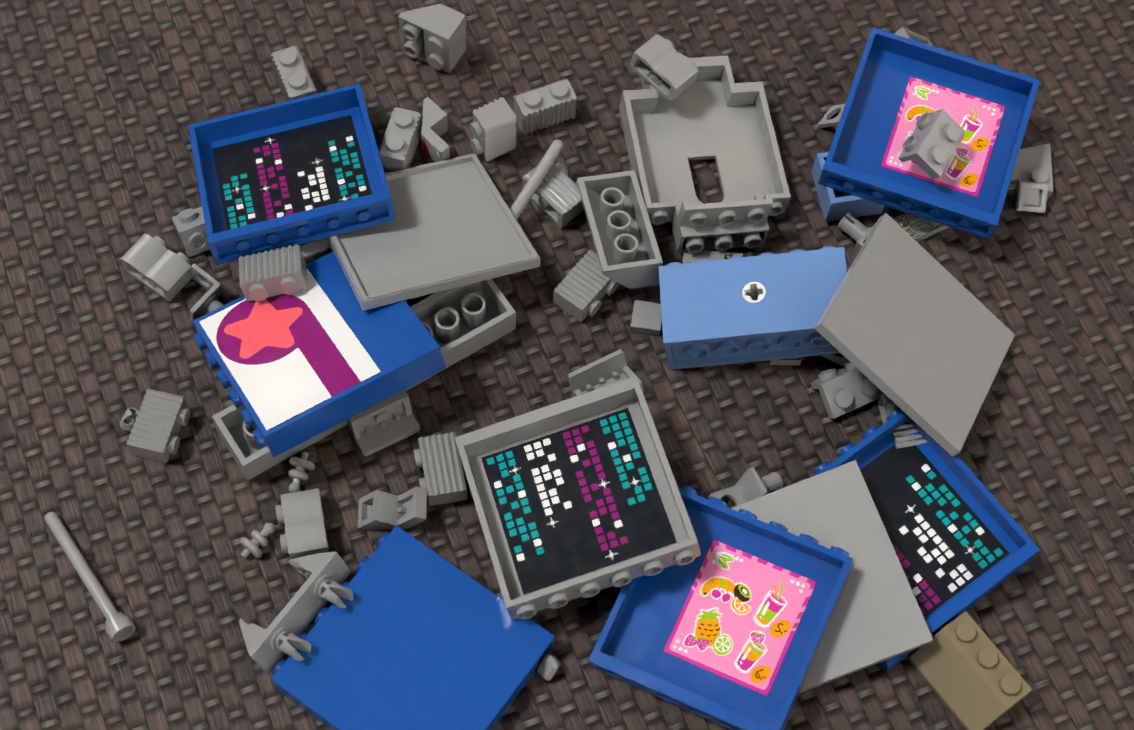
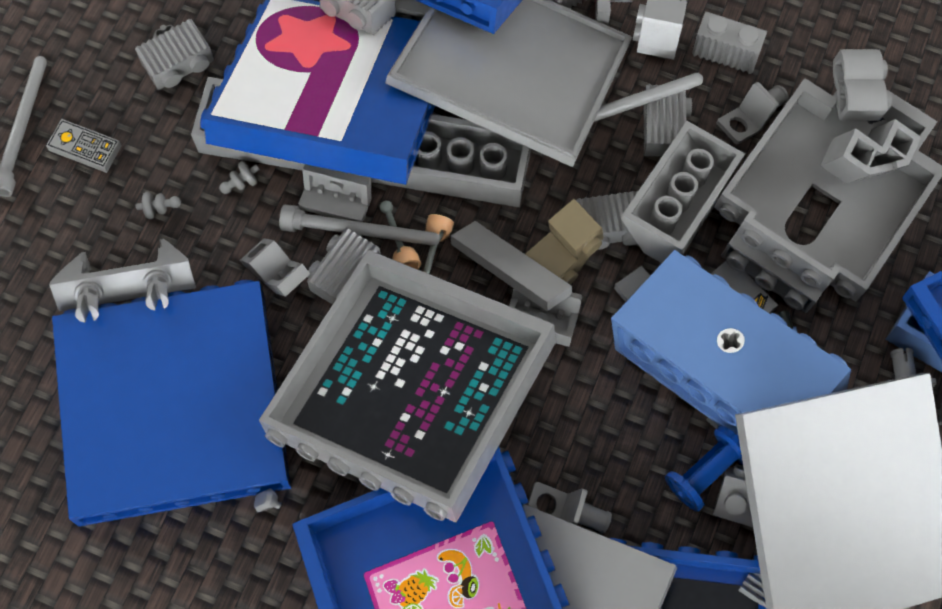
camera: 50 degrees right, 5 degrees up
(153, 548) = (84, 145): none -> tile
(303, 523) = (200, 221): light grey brick -> none
(371, 464) = (293, 218): none -> light grey piece
(471, 424) = (404, 254): none -> hinge
(477, 389) = (443, 227): none -> light nougat hinge
(555, 368) = (511, 265): none -> light grey tile
(579, 325) = (570, 242): none -> dark tan brick
(605, 140) = (753, 111): none -> light grey bracket
(710, 106) = (860, 156): none -> light grey brick
(805, 412) = (706, 470): none -> blue hose

